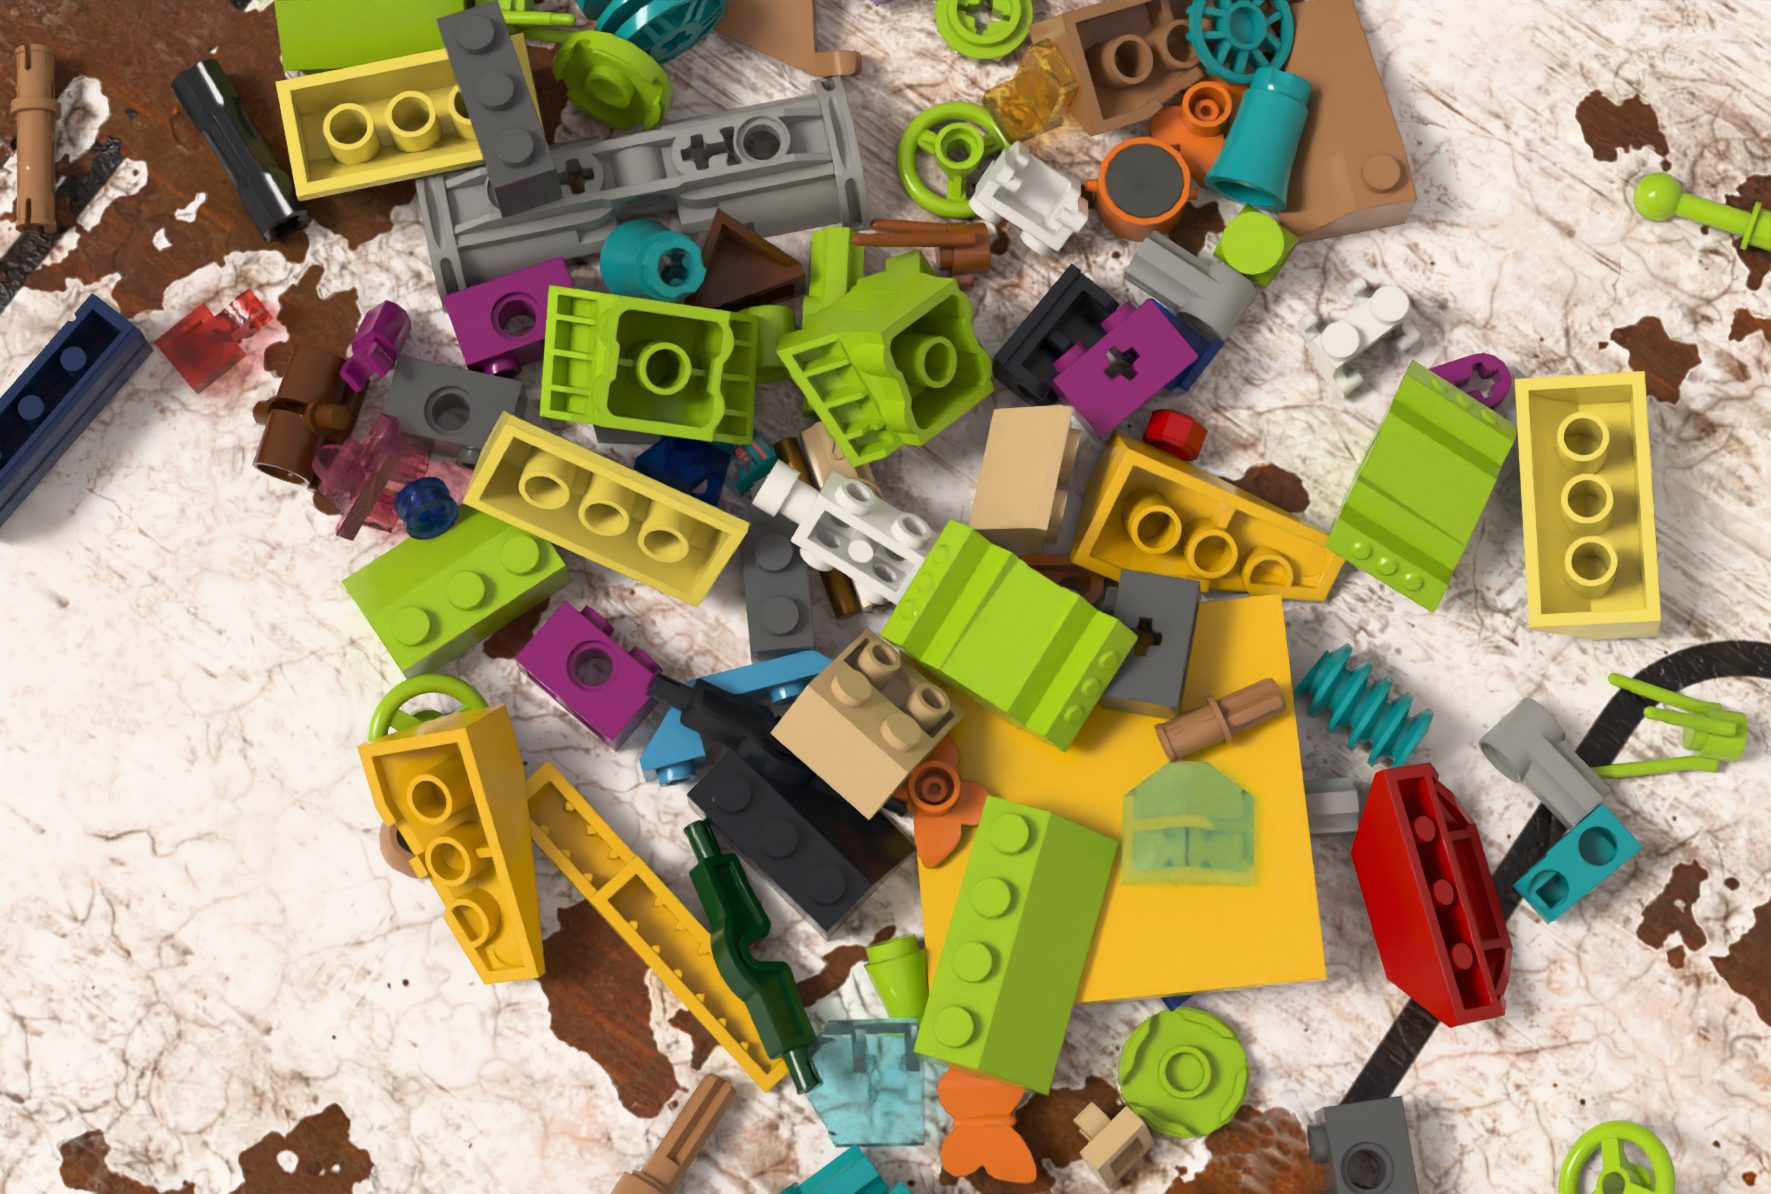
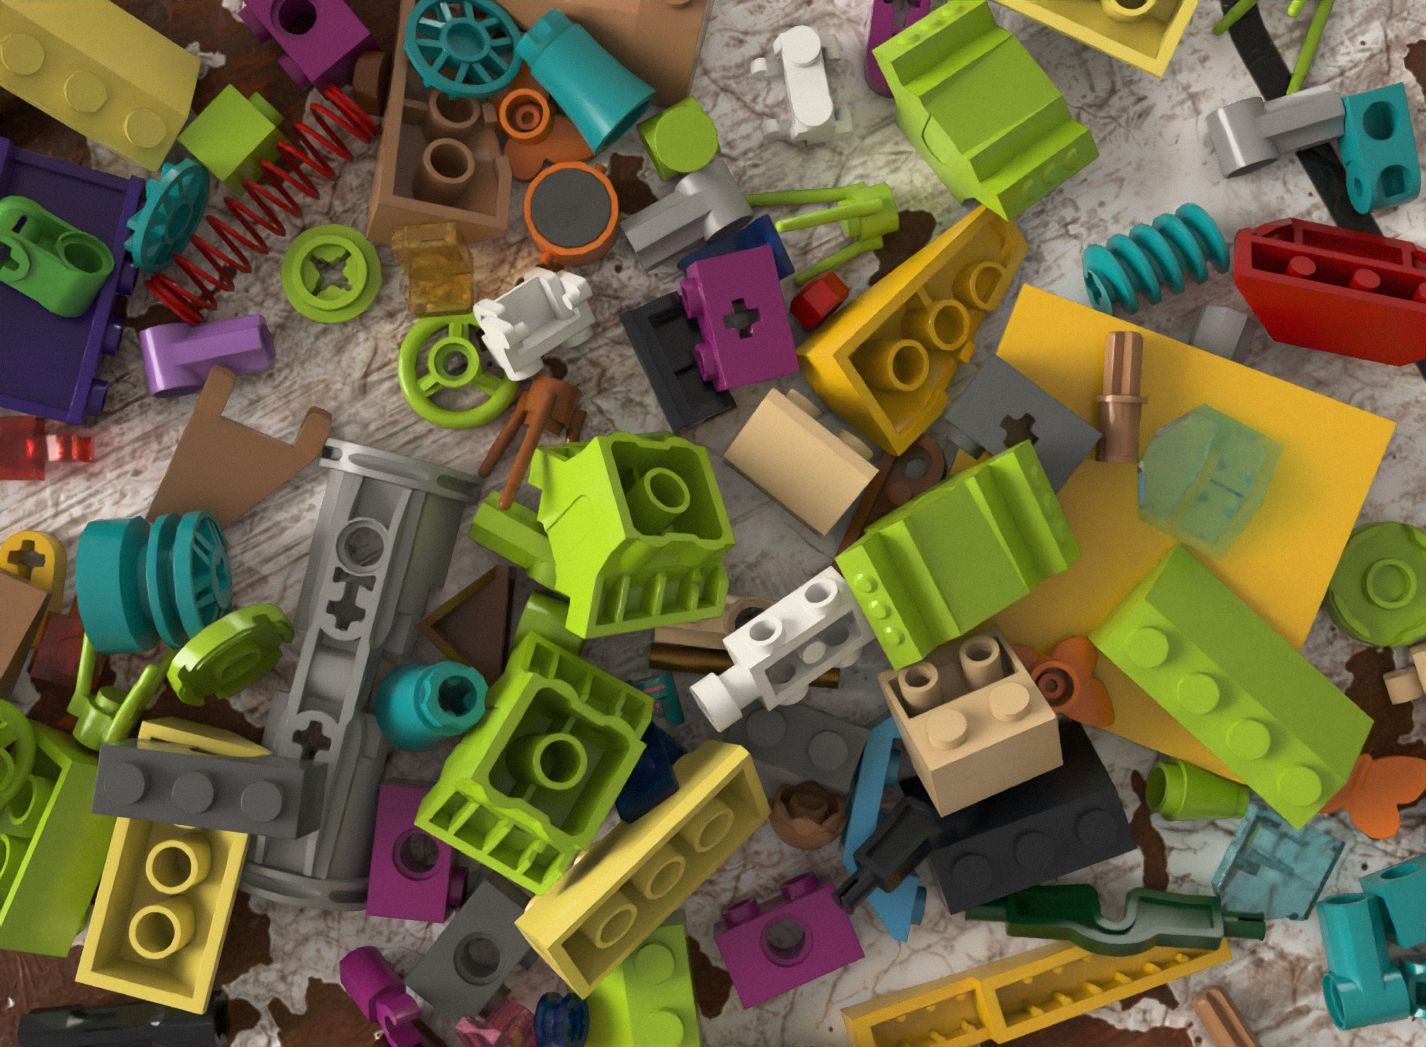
camera: 55 degrees left, 10 degrees up
(708, 639) = (806, 815): none -> medium nougat plate
(1277, 434) = (859, 209): none -> lime plant

